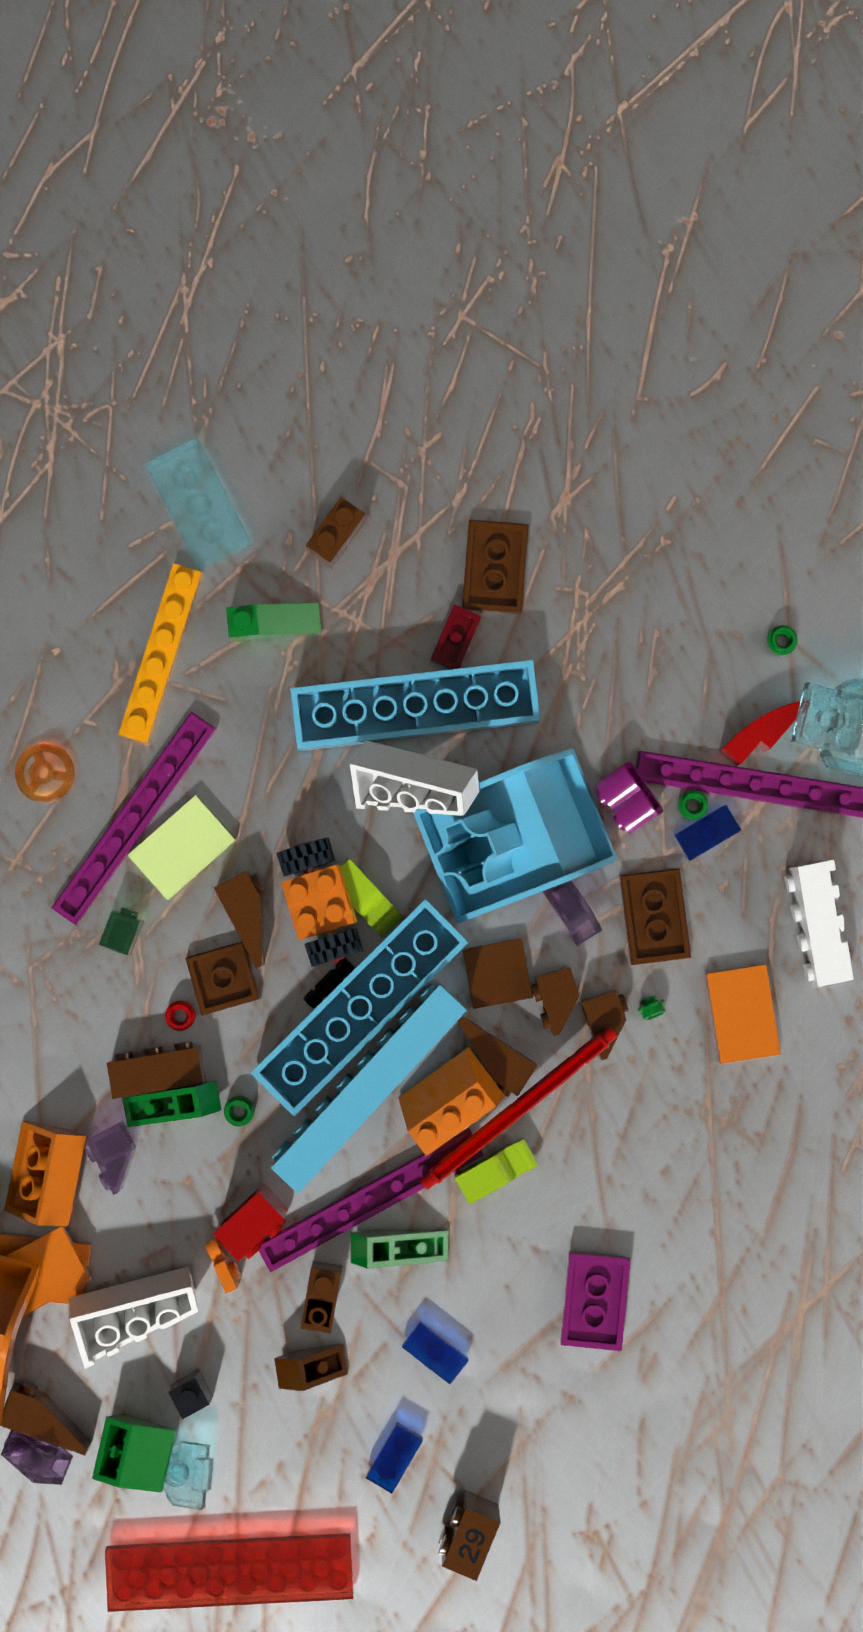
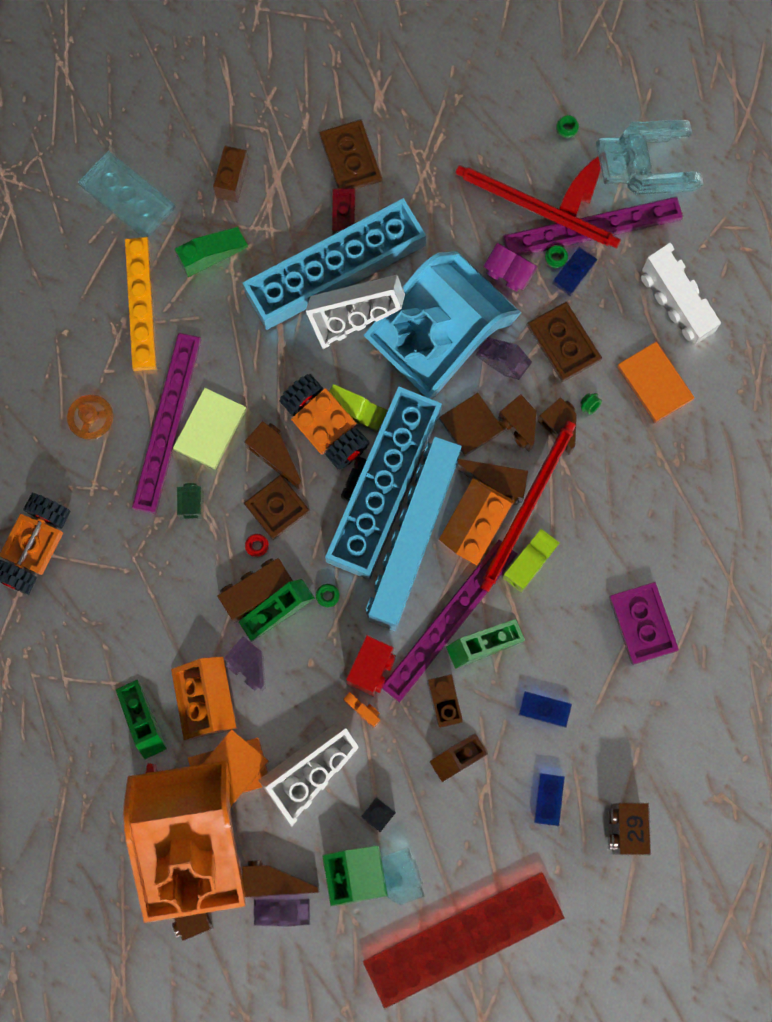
camera: 20 degrees left, 10 degrees down
(697, 733) = (538, 206): none -> red piece

